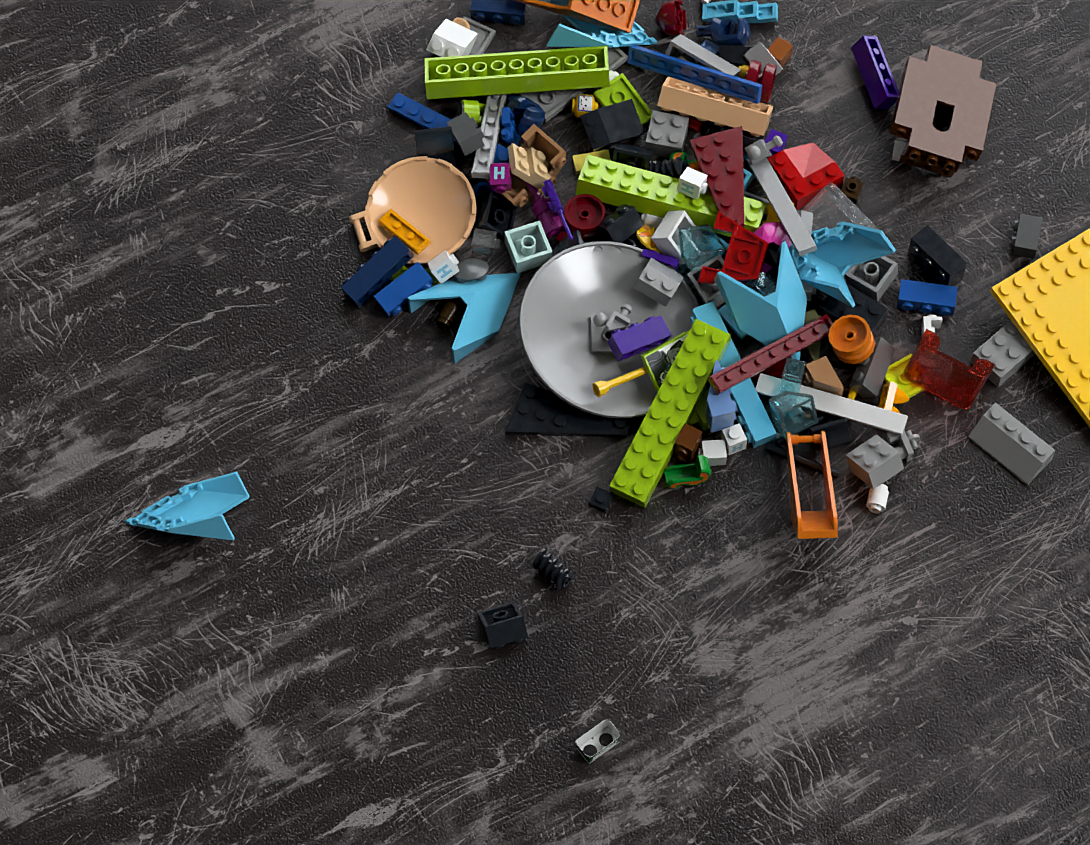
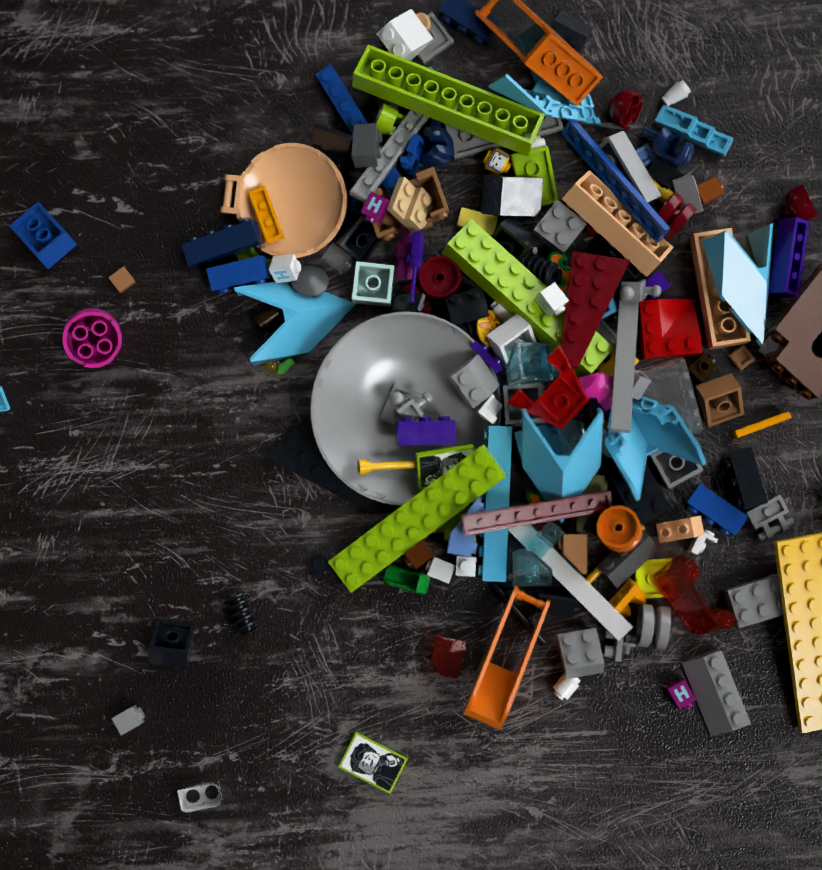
camera: 25 degrees right, 20 degrees up
(210, 336) = (43, 235): none -> blue slope
(299, 343) = (122, 279): none -> medium nougat tile
(310, 392) = (93, 349): none -> dark pink cylinder
(481, 353) = (280, 368): none -> arm
(496, 707) = (129, 719): none -> light grey brick
(684, 299) = (488, 409): none -> white panel
(740, 643) = (373, 762): none -> tile
(759, 520) = (448, 655): none -> clear red piece
(831, 121) = (720, 323): none -> light nougat brick
(843, 96) = (739, 278): none -> windscreen
(858, 25) = (799, 204): none -> dark red cylinder
(880, 170) = (741, 357): none -> medium nougat tile
(883, 207) = (720, 399): none -> medium nougat slope
(904, 322) = (680, 529): none -> light nougat brick
(925, 410) = (653, 626): none -> light grey wheel
(927, 213) = (760, 425): none -> light orange tile
(973, 279) = (763, 514): none -> light grey plate
(981, 459) = (680, 694): none -> magenta brick

